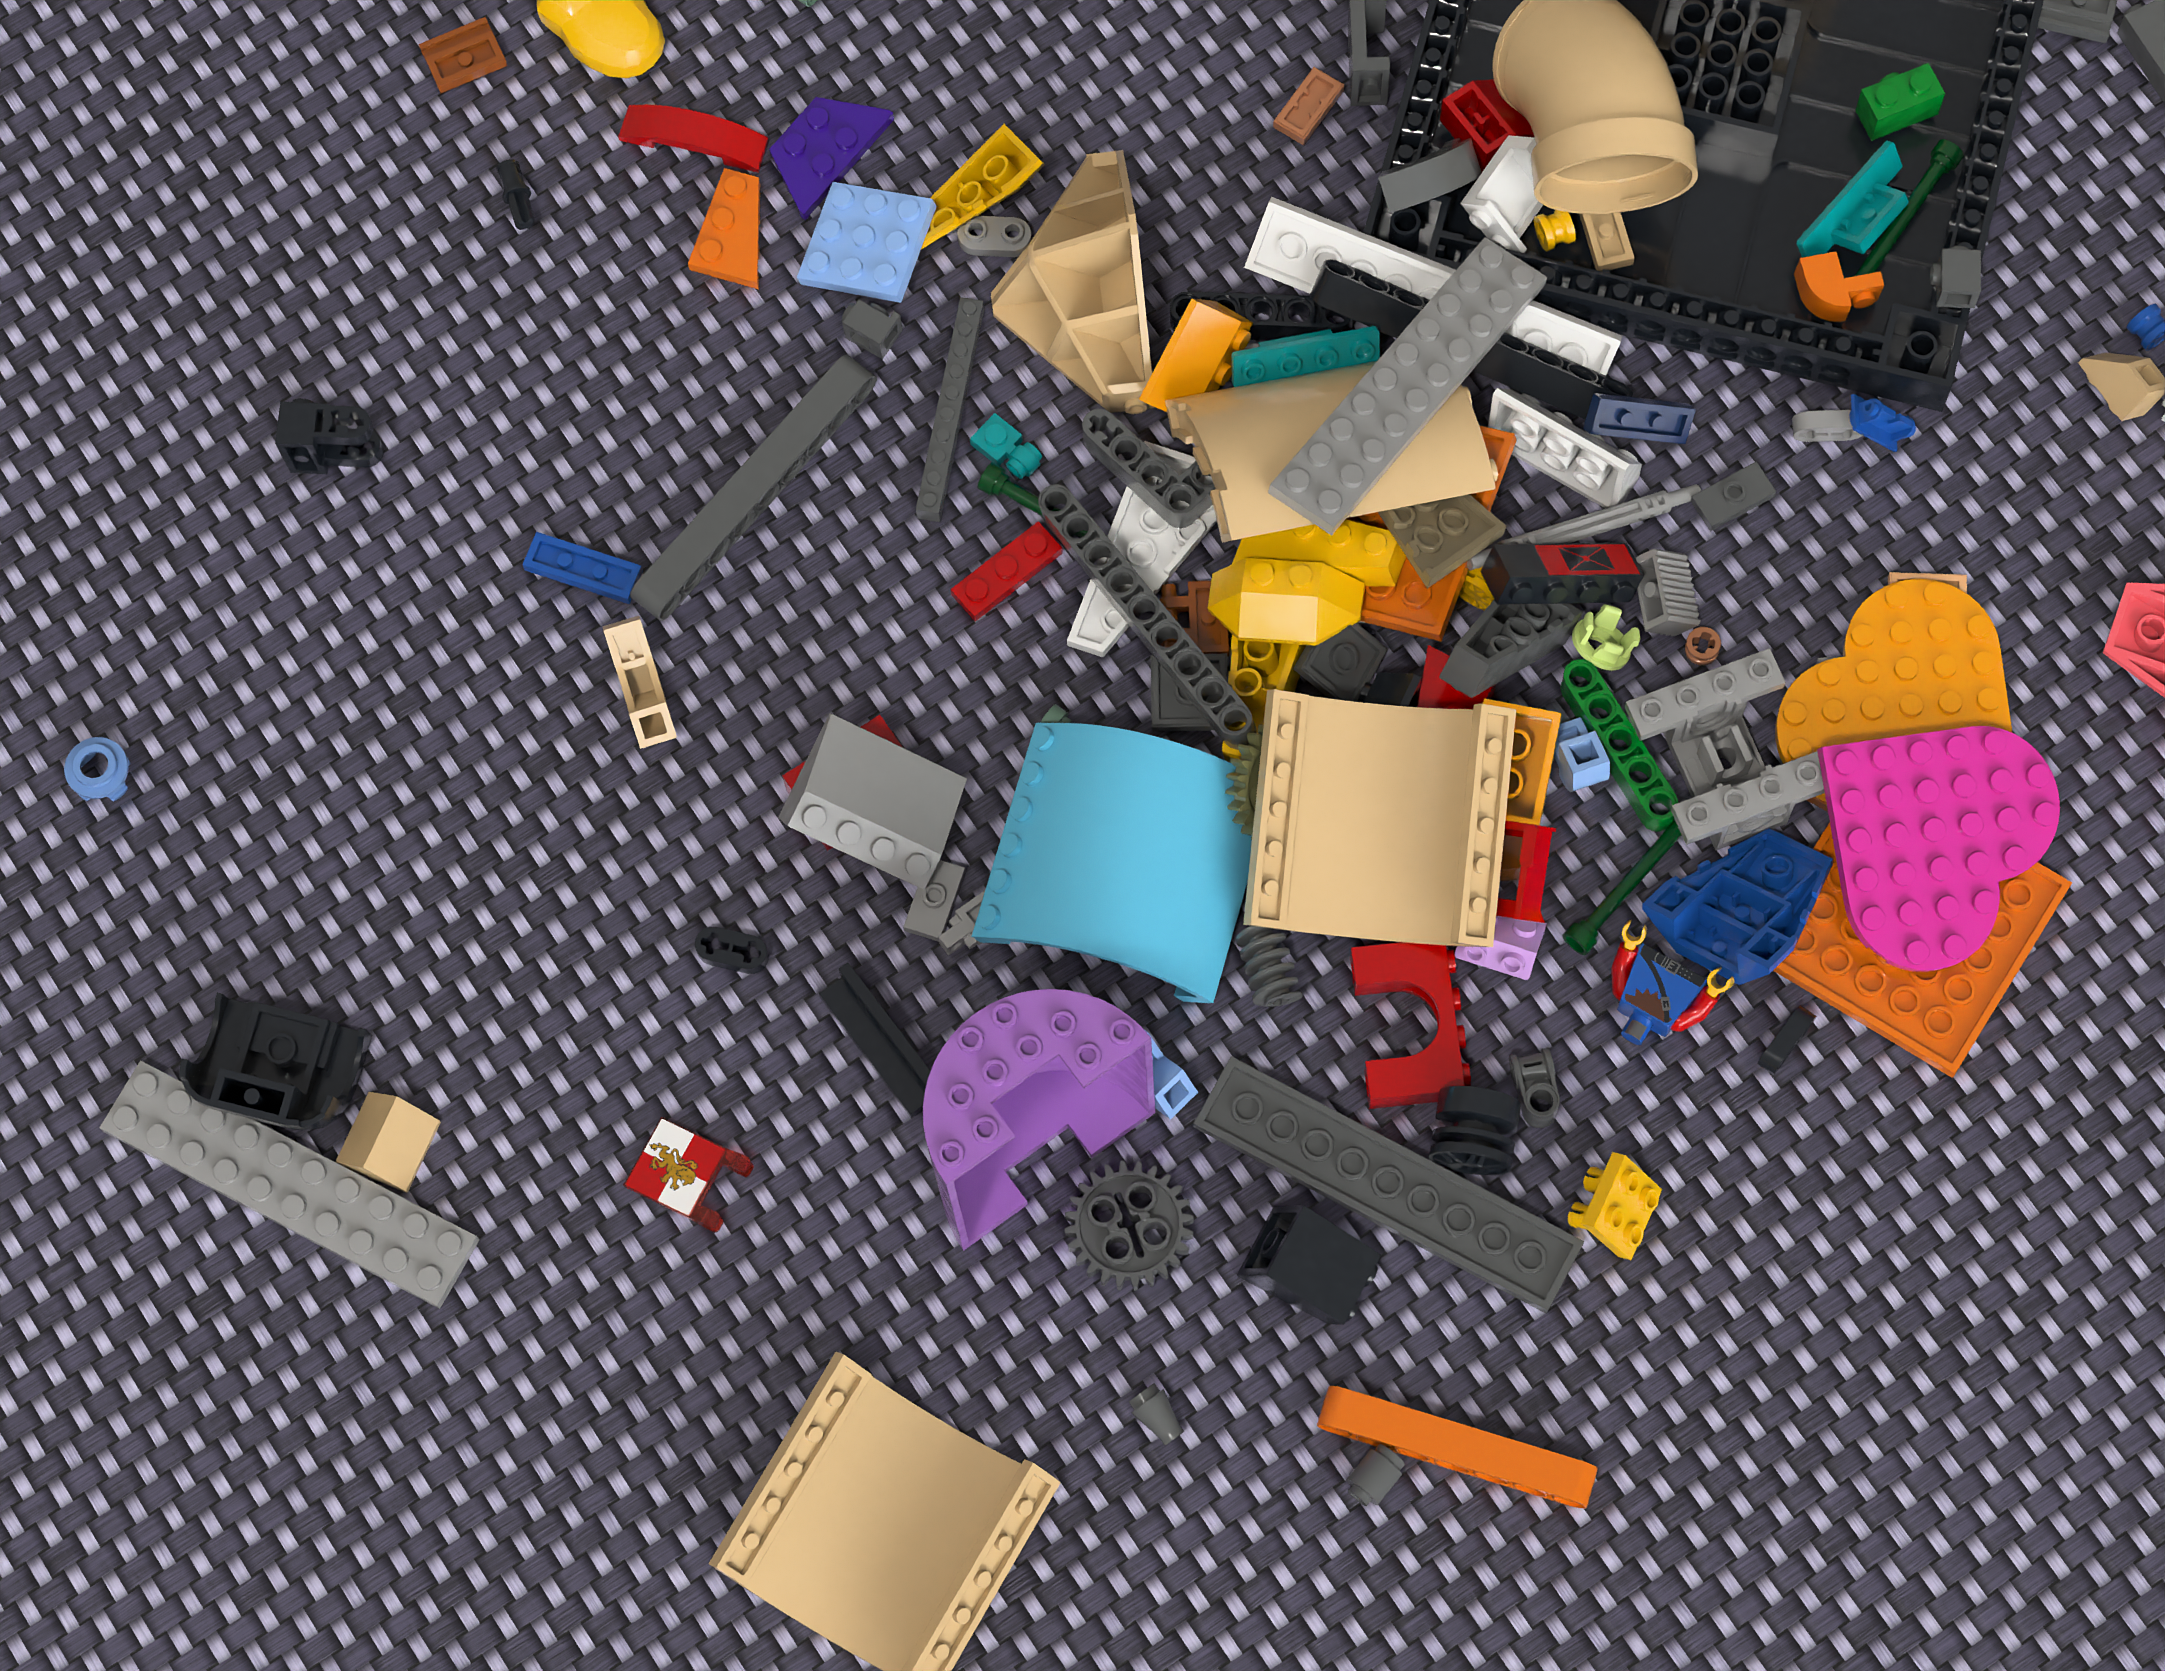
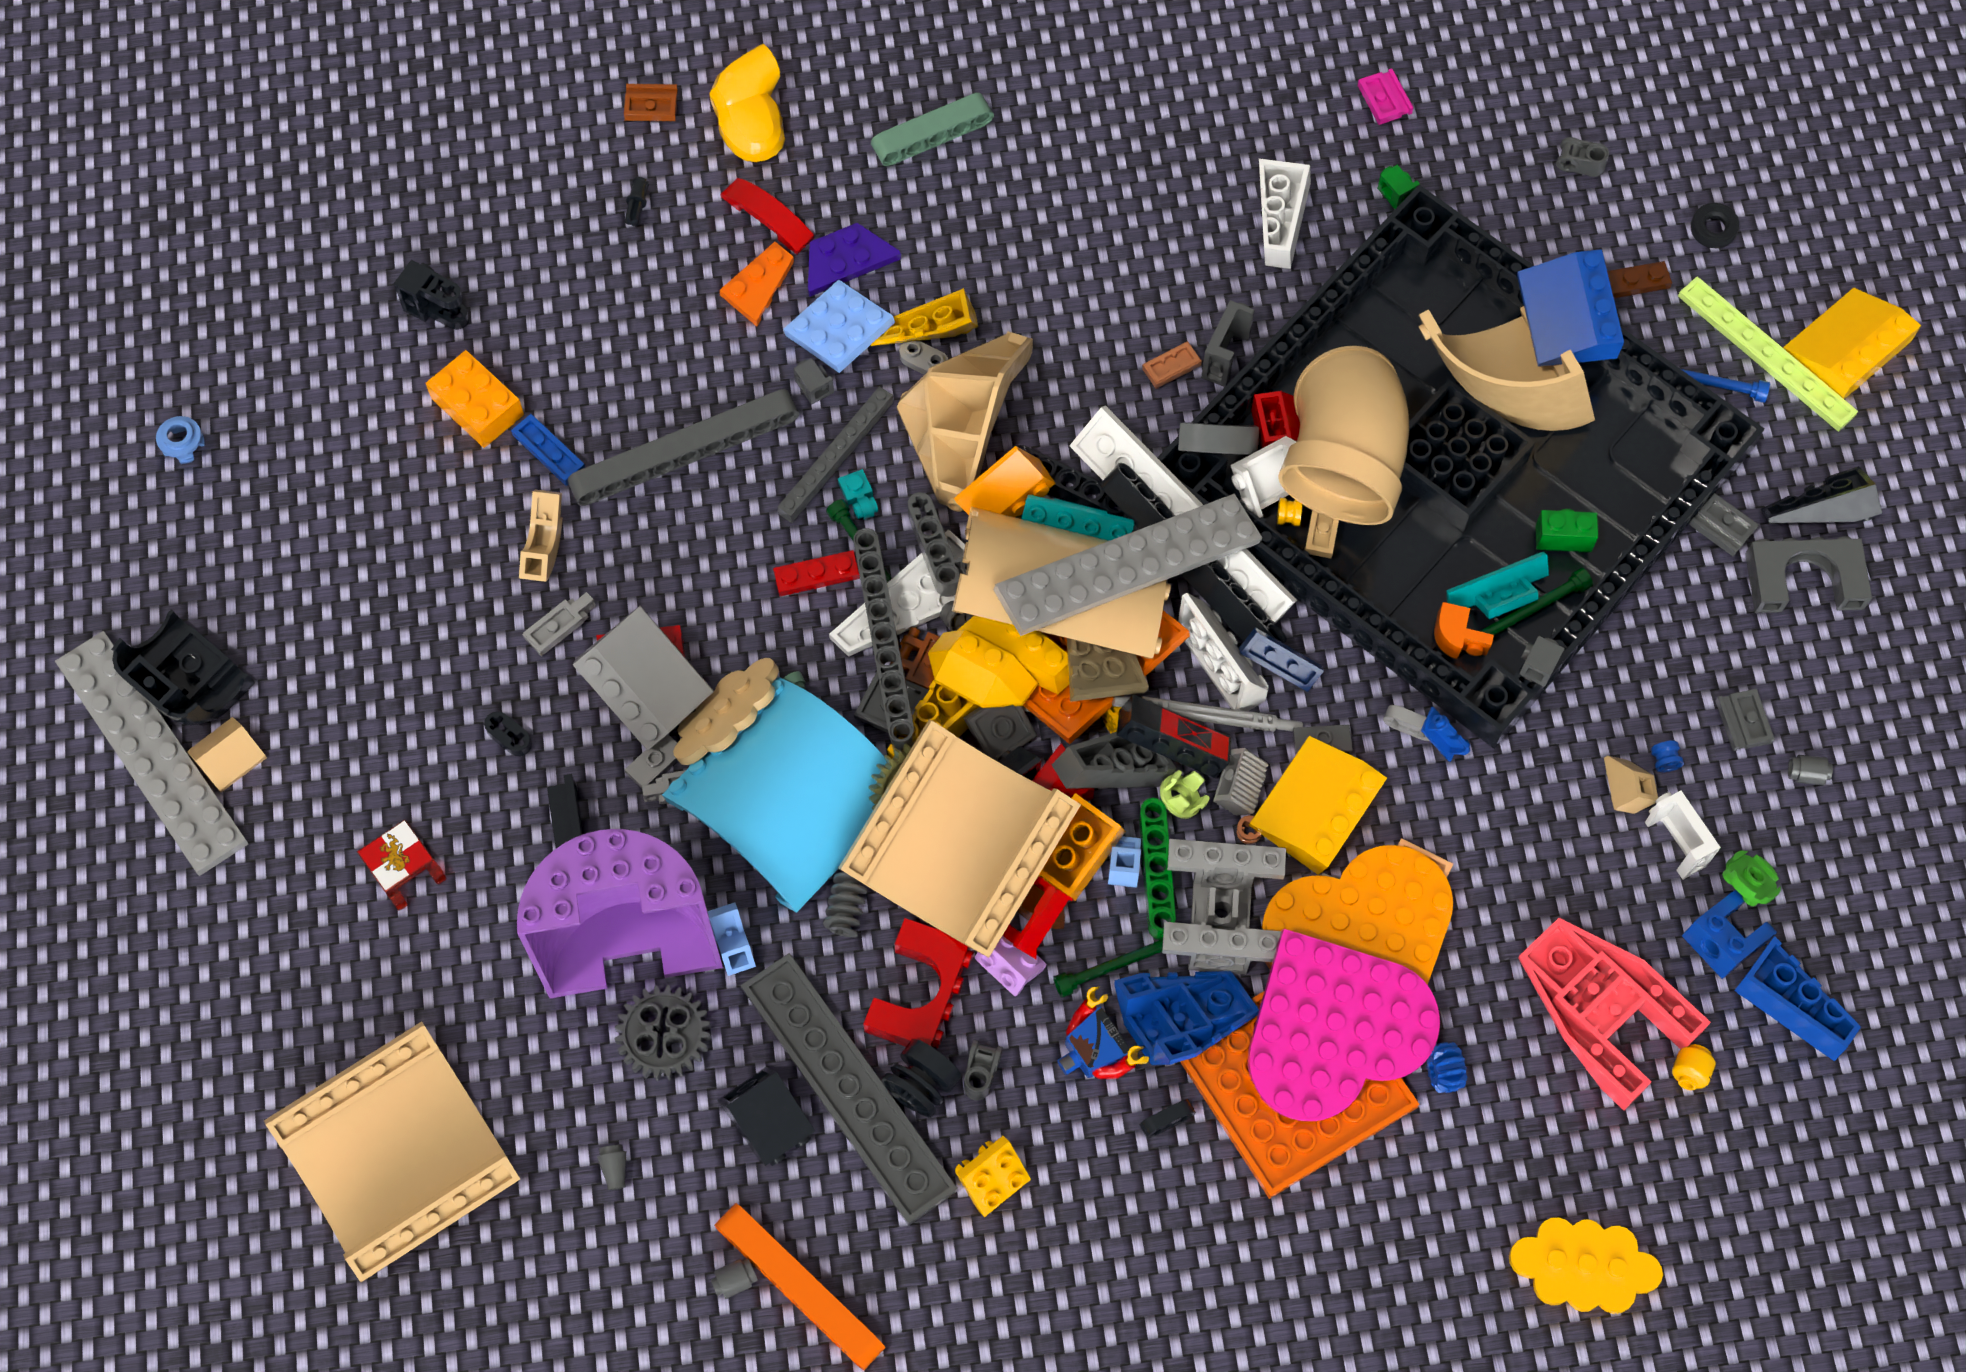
camera: 20 degrees right, 5 degrees down
(453, 545) = (475, 398): none -> light orange brick
(719, 783) = (558, 623): none -> light grey hinge
(998, 795) = (726, 711): none -> tan plate
(1208, 548) = (958, 619): none -> dark grey wheel
(1771, 576) = (1317, 803): none -> yellow slope
(2084, 824) = (1447, 1068): none -> blue gear

